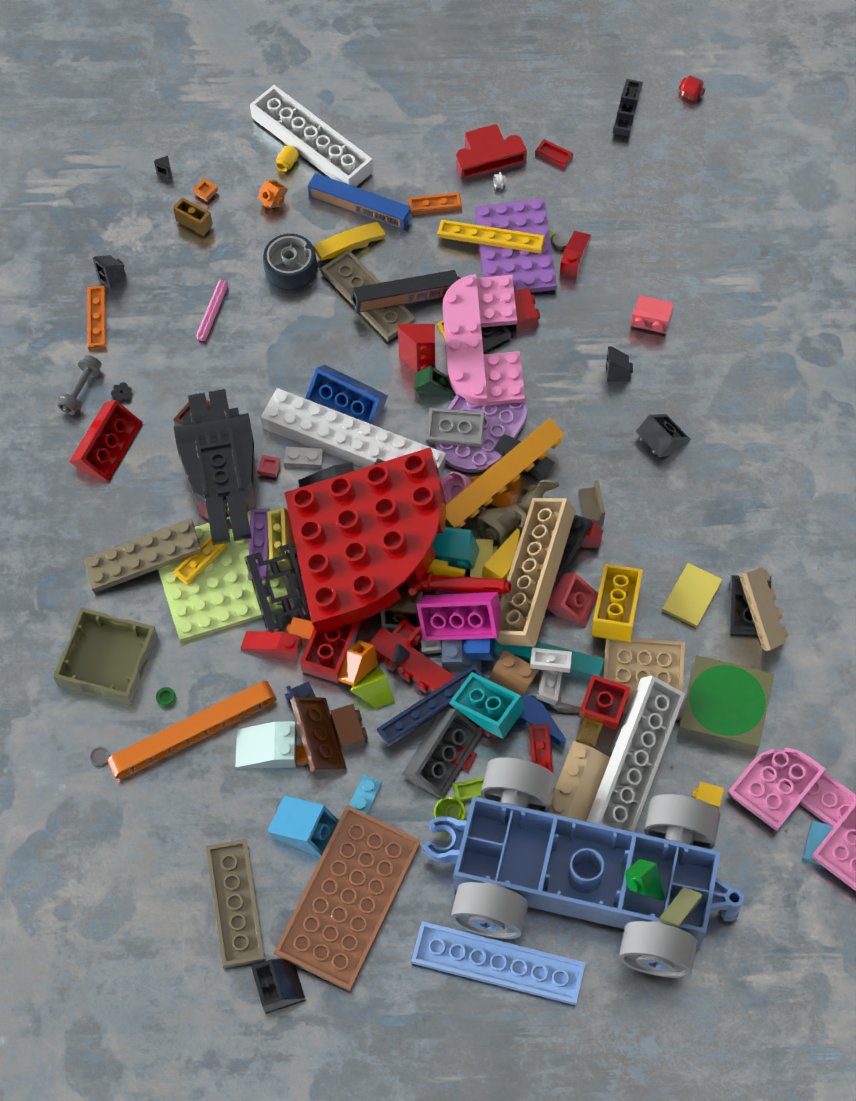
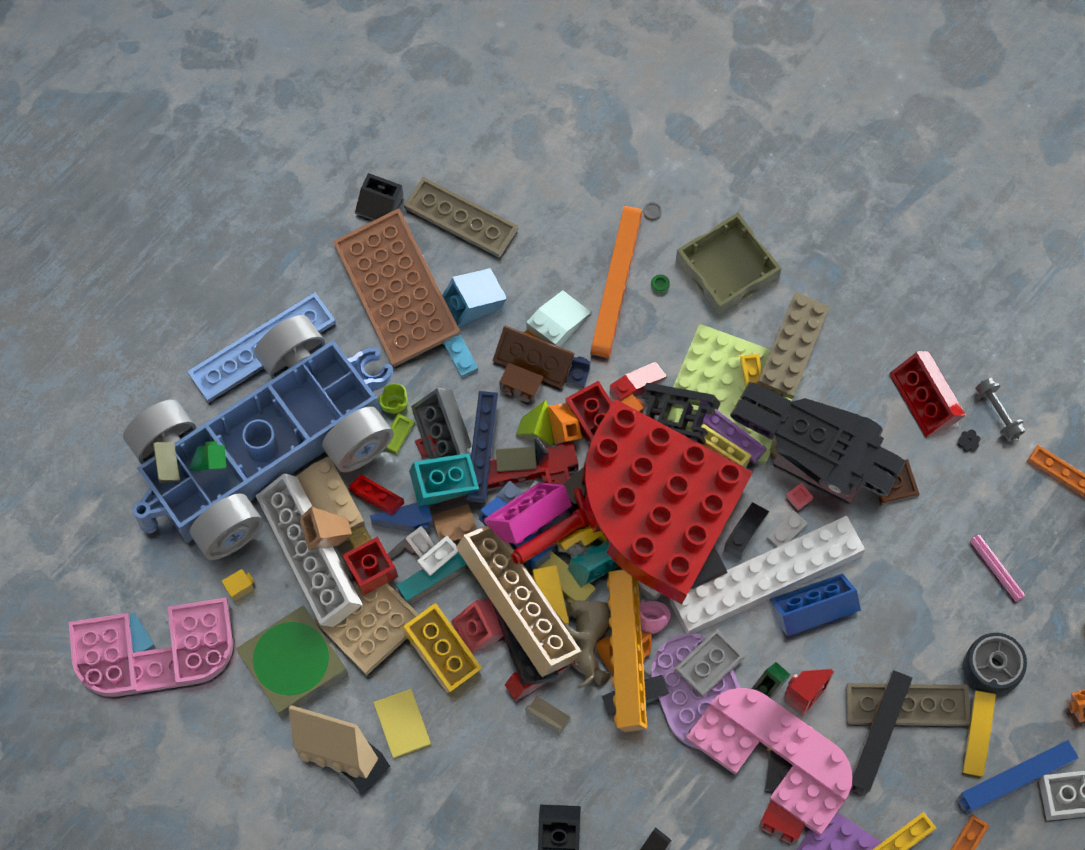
camera: 130 degrees right, 5 degrees up
(420, 670) = (516, 459): none -> olive slope
(616, 744) = (324, 528): none -> medium nougat slope

